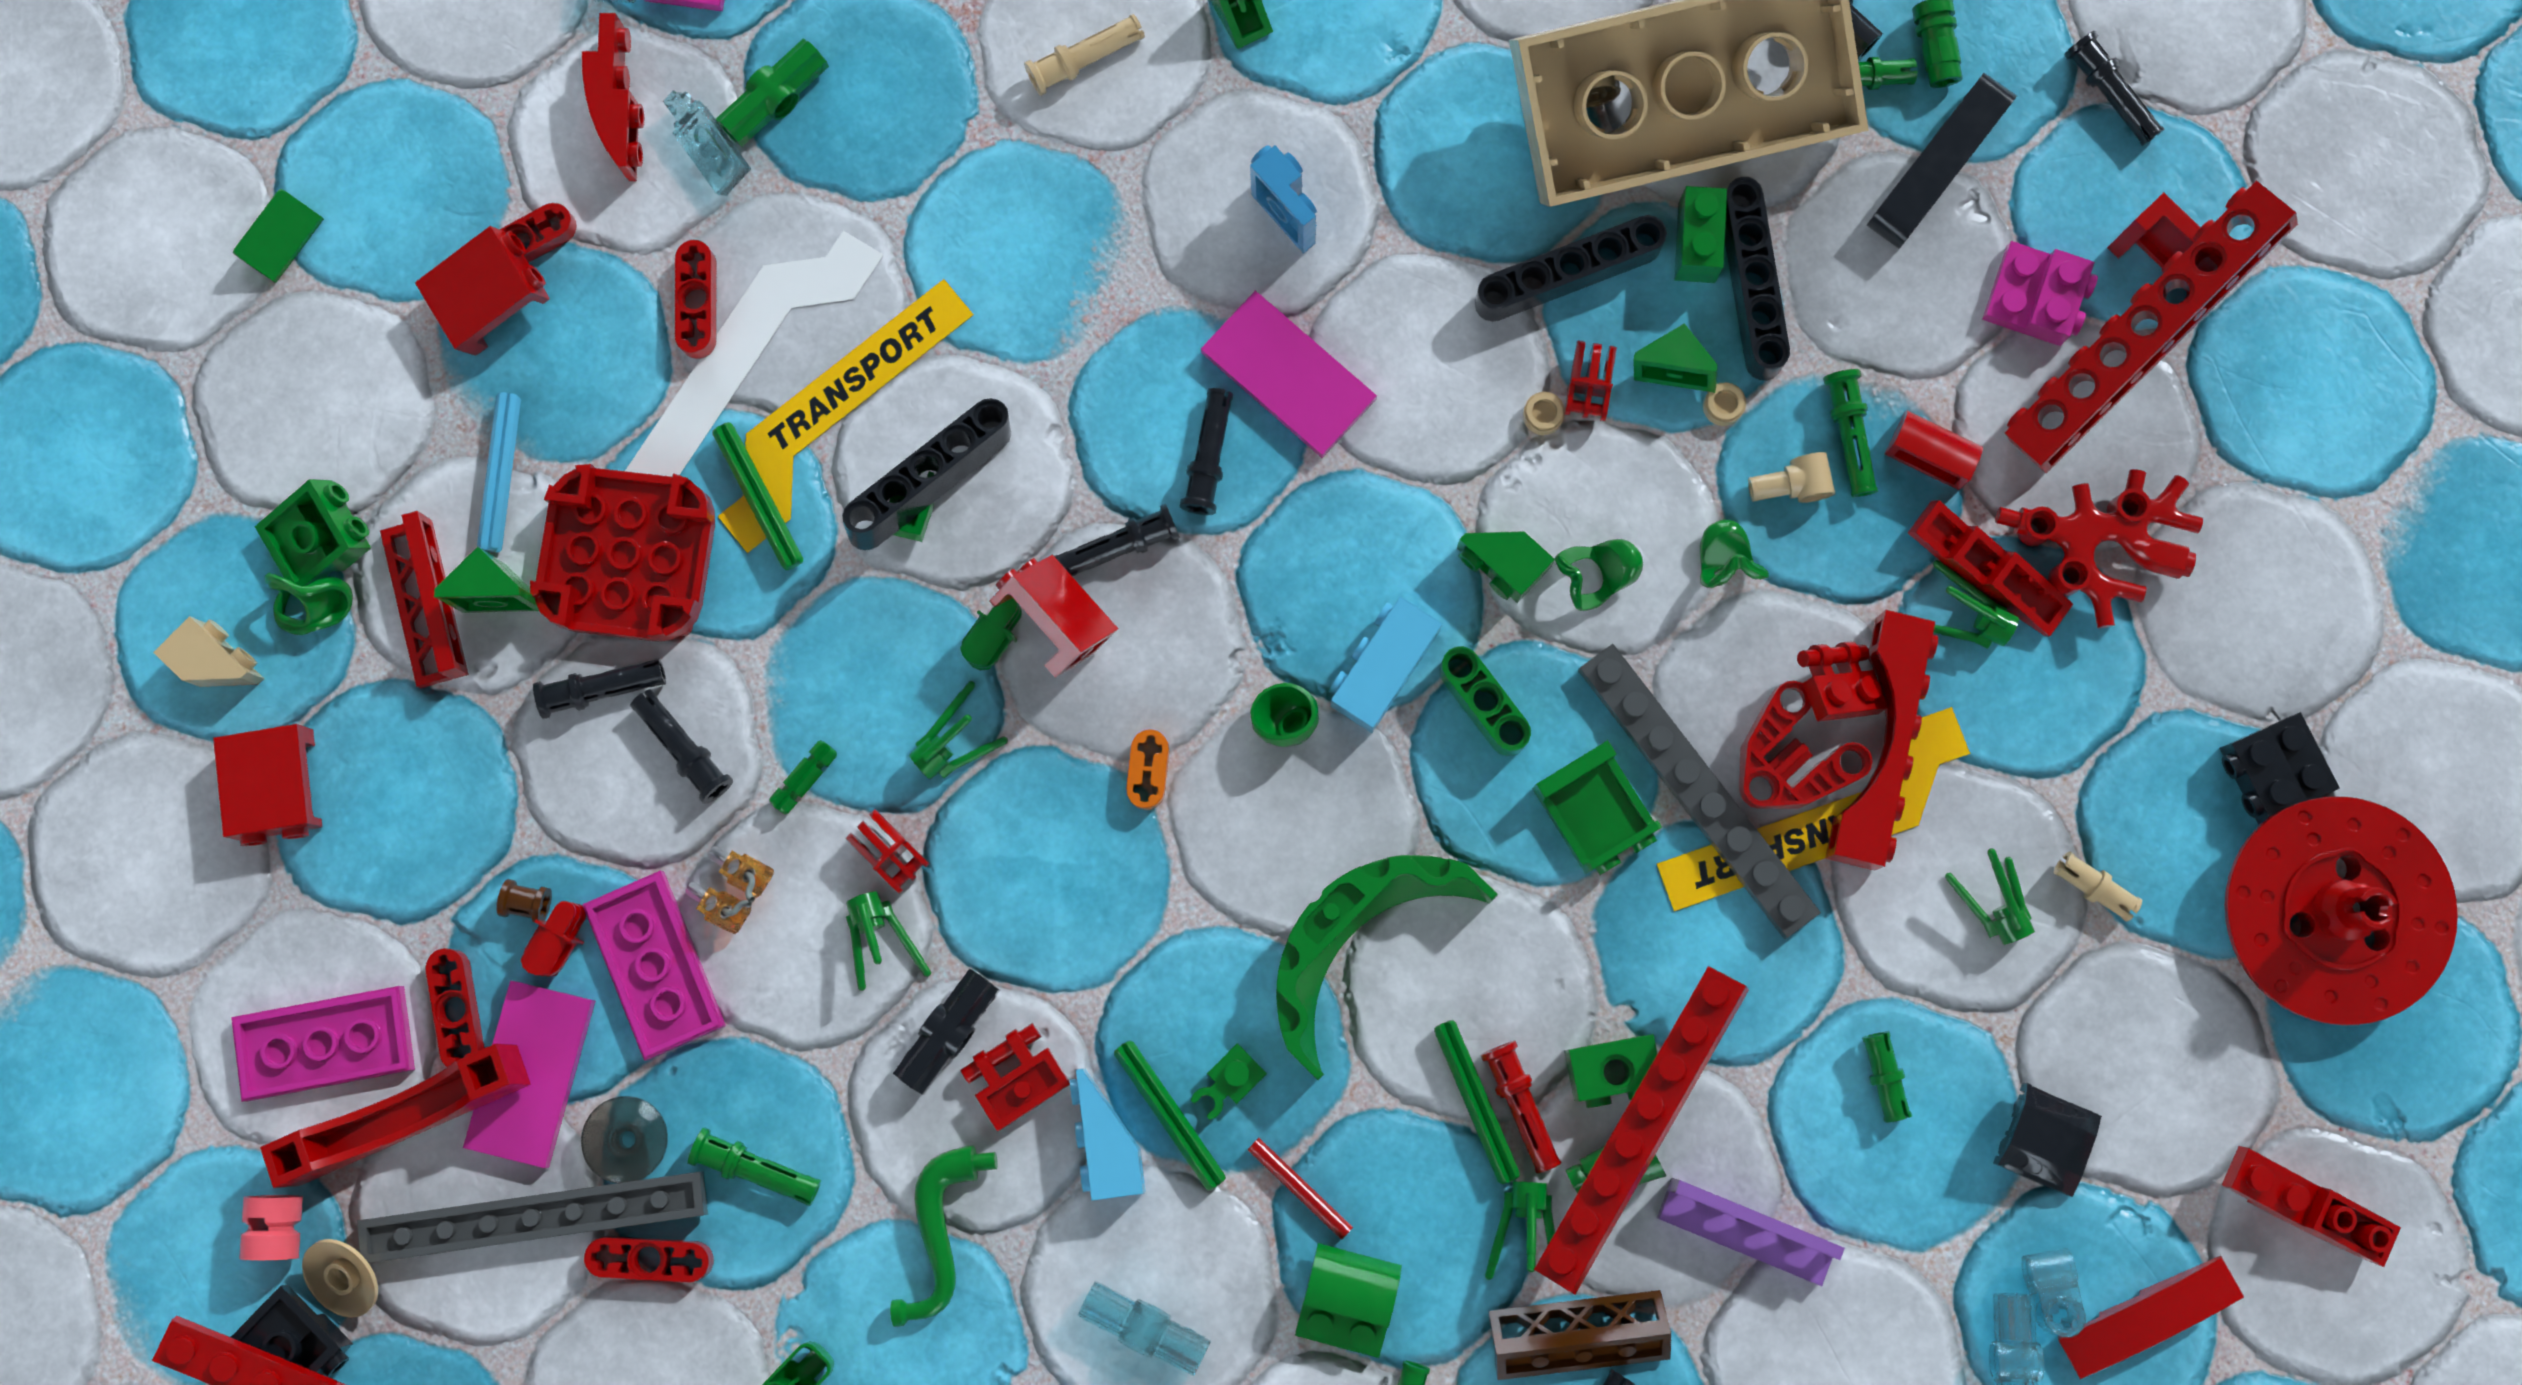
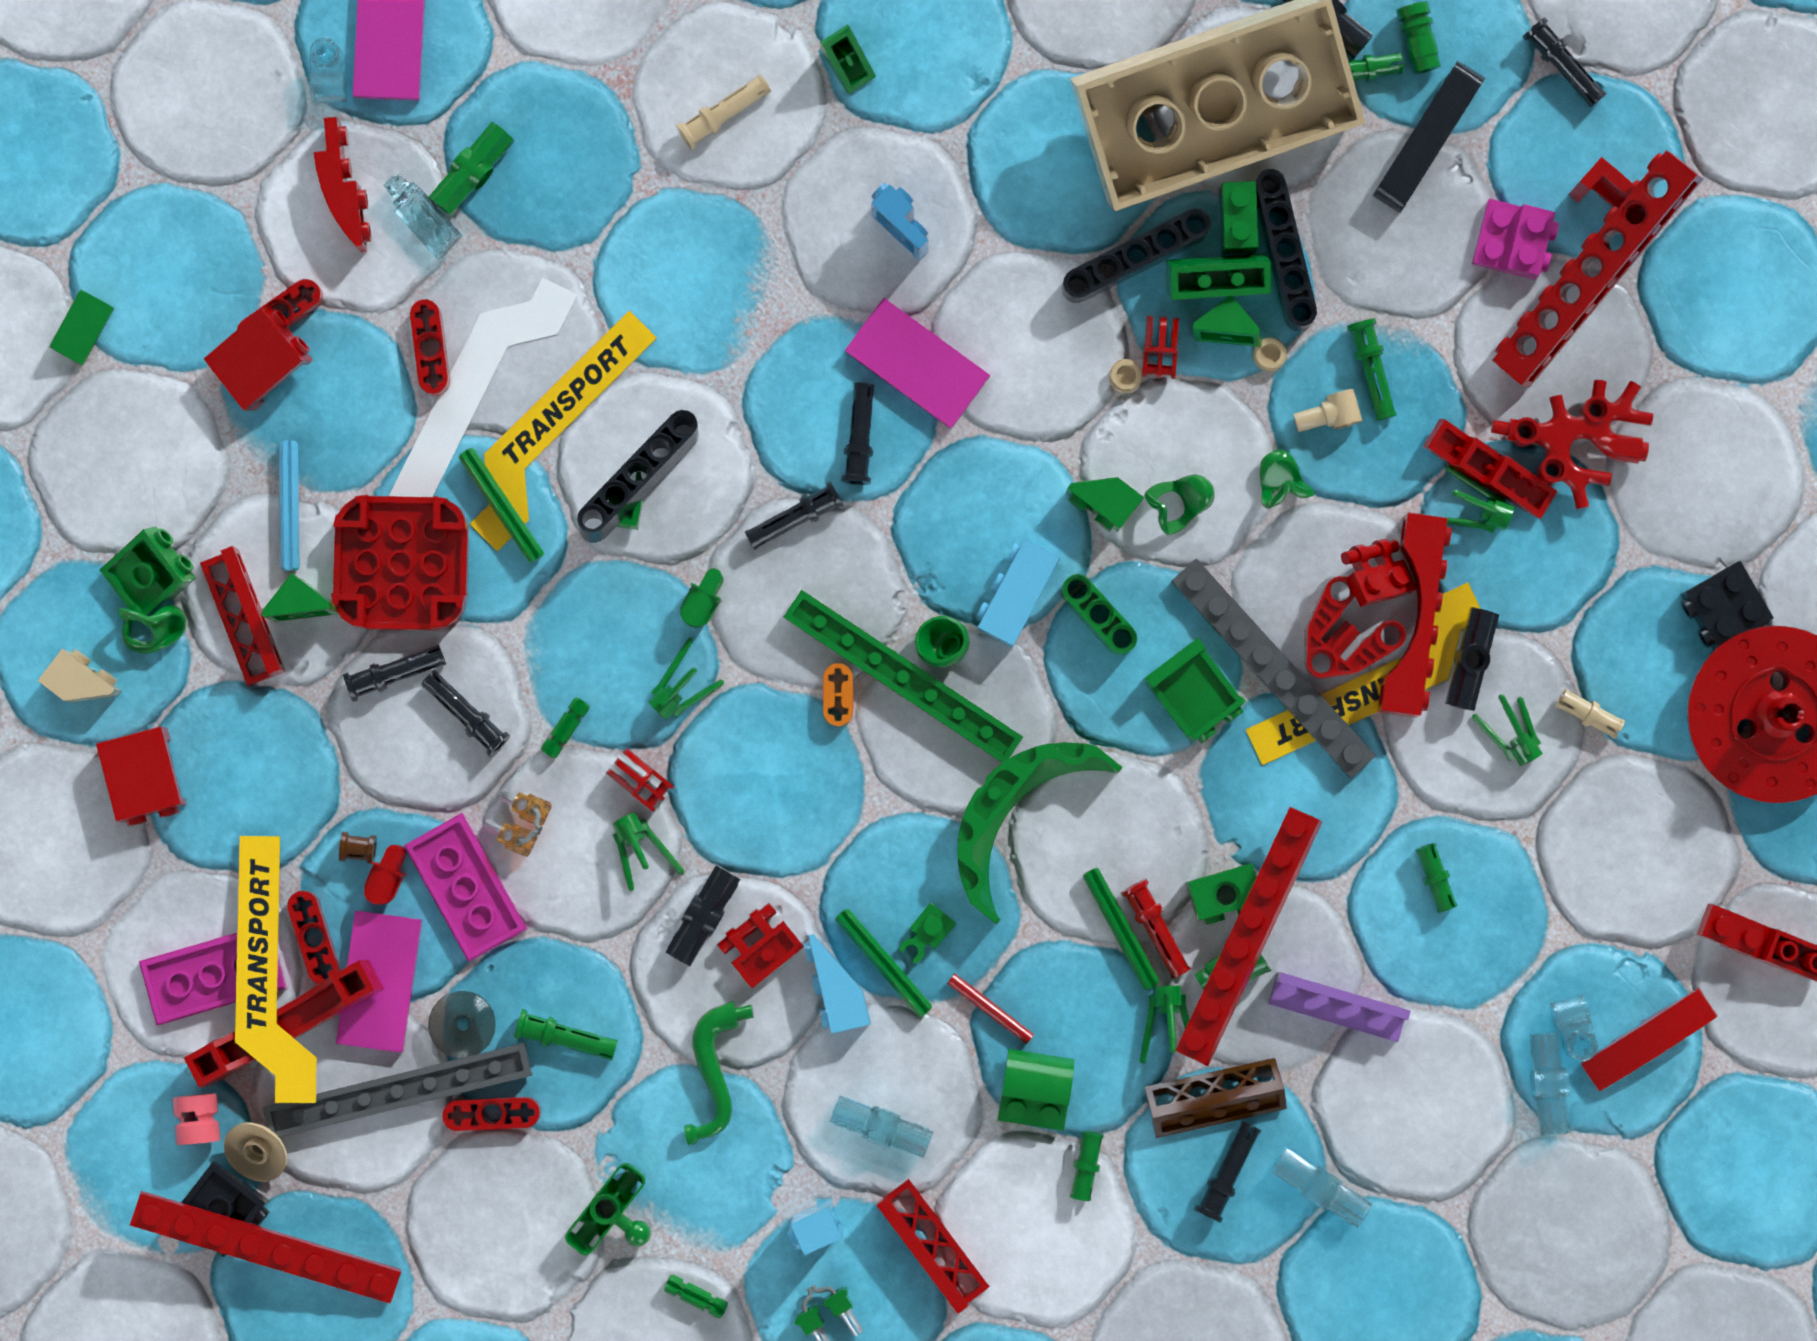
camera: 10 degrees left, 5 degrees up
(372, 1053) = (257, 974): none -> yellow sticker
(1059, 610) = (755, 575): red panel -> none
(1232, 755) = (903, 677): none -> green plate
(1670, 301) = (1218, 276): none -> green brick
(1934, 450) = (1439, 376): red brick -> none
(1962, 776) = (1477, 637): none -> black piece
(2048, 1140) = (1564, 913): black slope -> none

